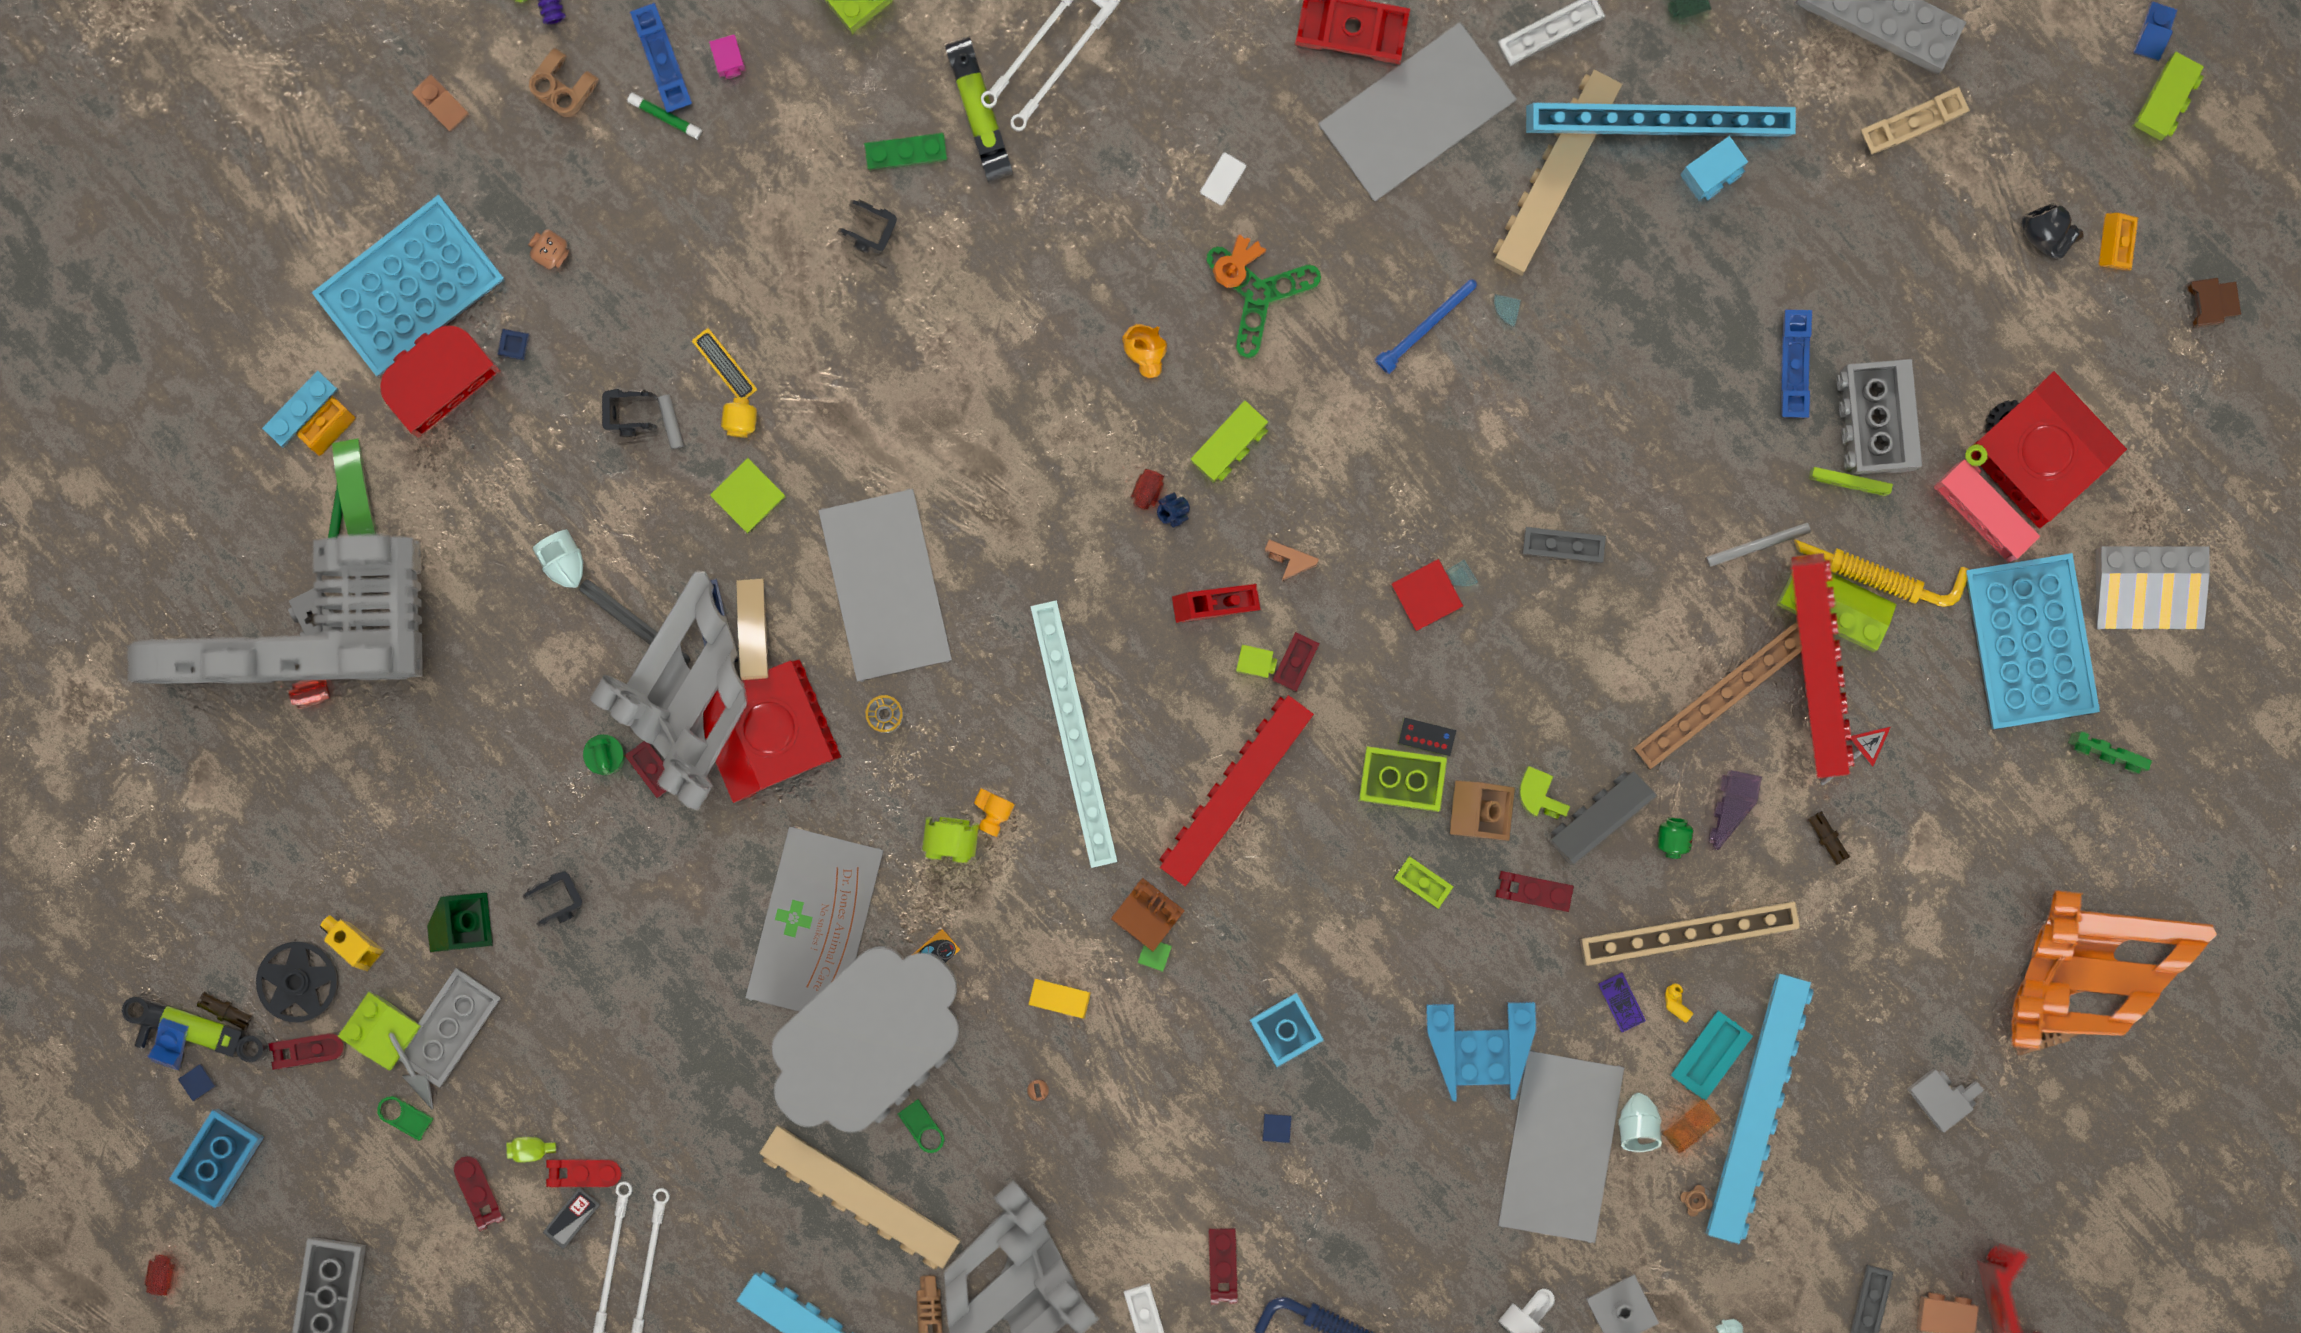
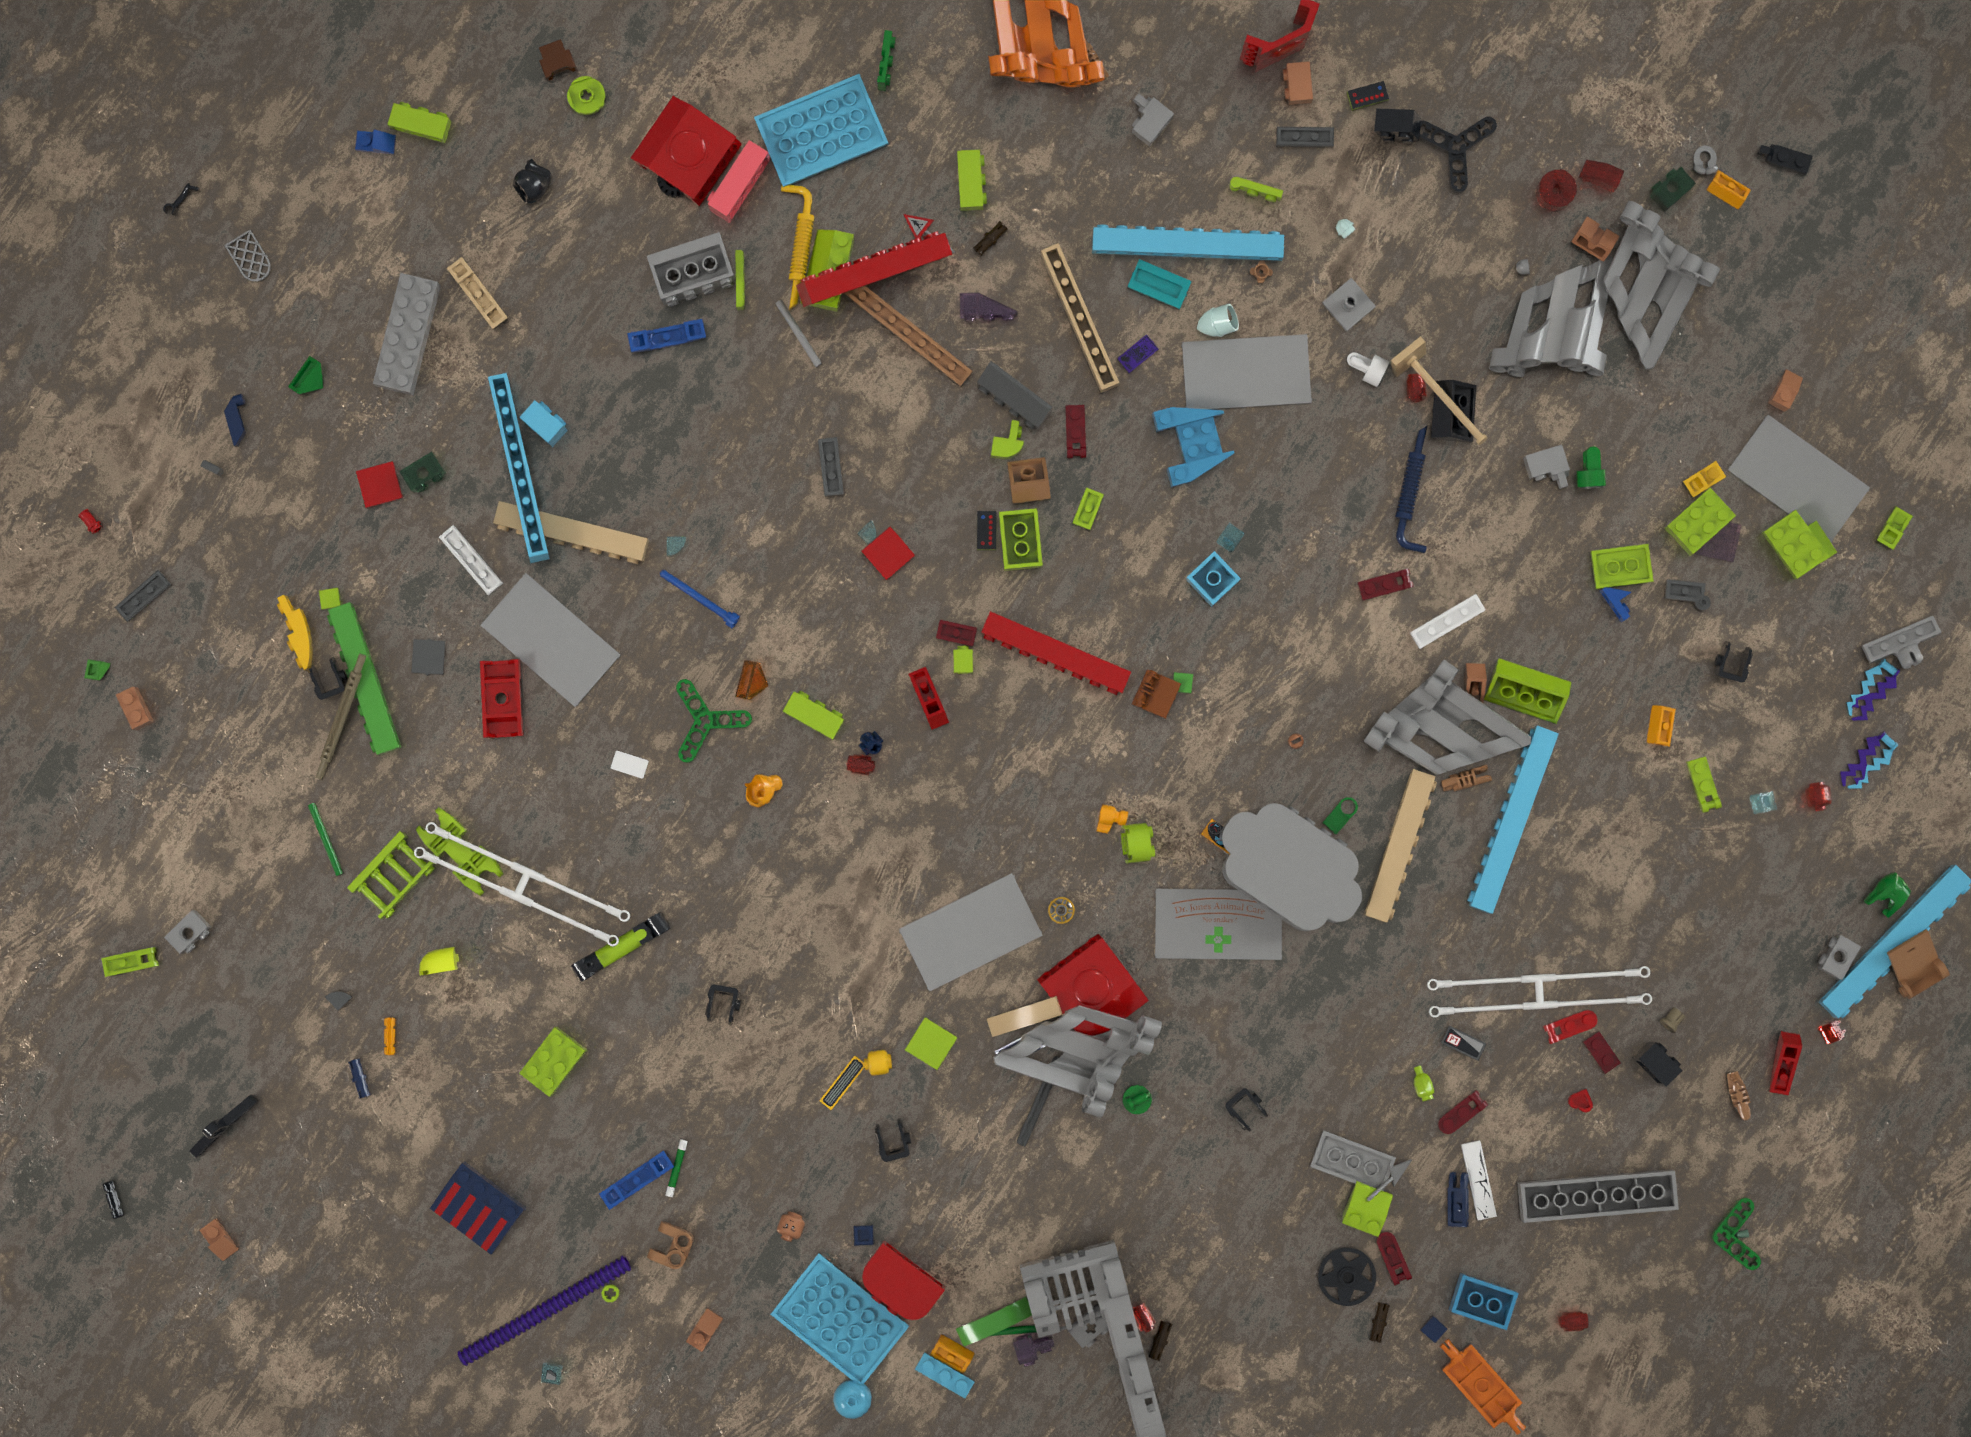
camera: 105 degrees left, 0 degrees up
(104, 1129) = (1482, 1386): none -> orange plate
(169, 1044) = (1412, 1354): blue slope -> none
(200, 1031) = (1397, 1342): black piece -> none
(274, 709) = (1160, 1340): none -> dark brown pin
(298, 277) = (852, 1399): none -> medium azure cylinder
(305, 526) = (1027, 1348): none -> clear purple brick
(351, 943) = (1314, 1238): yellow torso -> none
(360, 1157) = (1458, 1201): none -> dark blue hinge
(381, 1193) = (1478, 1180): none -> white tile
(410, 1121) = (1423, 1172): green piece -> none
(460, 923) = (1278, 1171): dark green slope -> none
(560, 558) = (1007, 1163): light aqua helmet -> none
(583, 1173) = (1430, 1042): red plate -> none
(648, 766) = (1137, 1066): dark red plate -> none
(670, 421) = (892, 1110): light grey piece -> none
(727, 56) = (624, 1133): dark pink brick -> none
(905, 151) = (662, 991): green plate -> none
(1059, 998) = (1229, 741): yellow slope -> none
(1073, 734) = (1043, 775): light aqua plate -> none
(1231, 269) = (693, 743): orange piece -> none
(1277, 1128) = (1281, 570): dark blue tile -> none
(1296, 368) = (751, 680): none -> clear orange slope
(1297, 560) = (886, 648): nougat slope -> none
(1338, 1068) = (1230, 537): none -> clear light blue slope
(1673, 1002) = (1129, 318): yellow arm -> none
(1675, 837) = (1015, 343): green head -> none
(1691, 1126) = (1212, 287): clear orange brick -> none
(1813, 1218) = (1254, 189): none -> lime plate
(1916, 830) = (971, 180): none -> lime brick
(1976, 462) = (706, 193): lime pin -> none
(2118, 241) = (528, 135): light orange slope -> none
(2151, 587) = (764, 57): light grey slope -> none
(2164, 319) = (583, 106): none -> lime plate

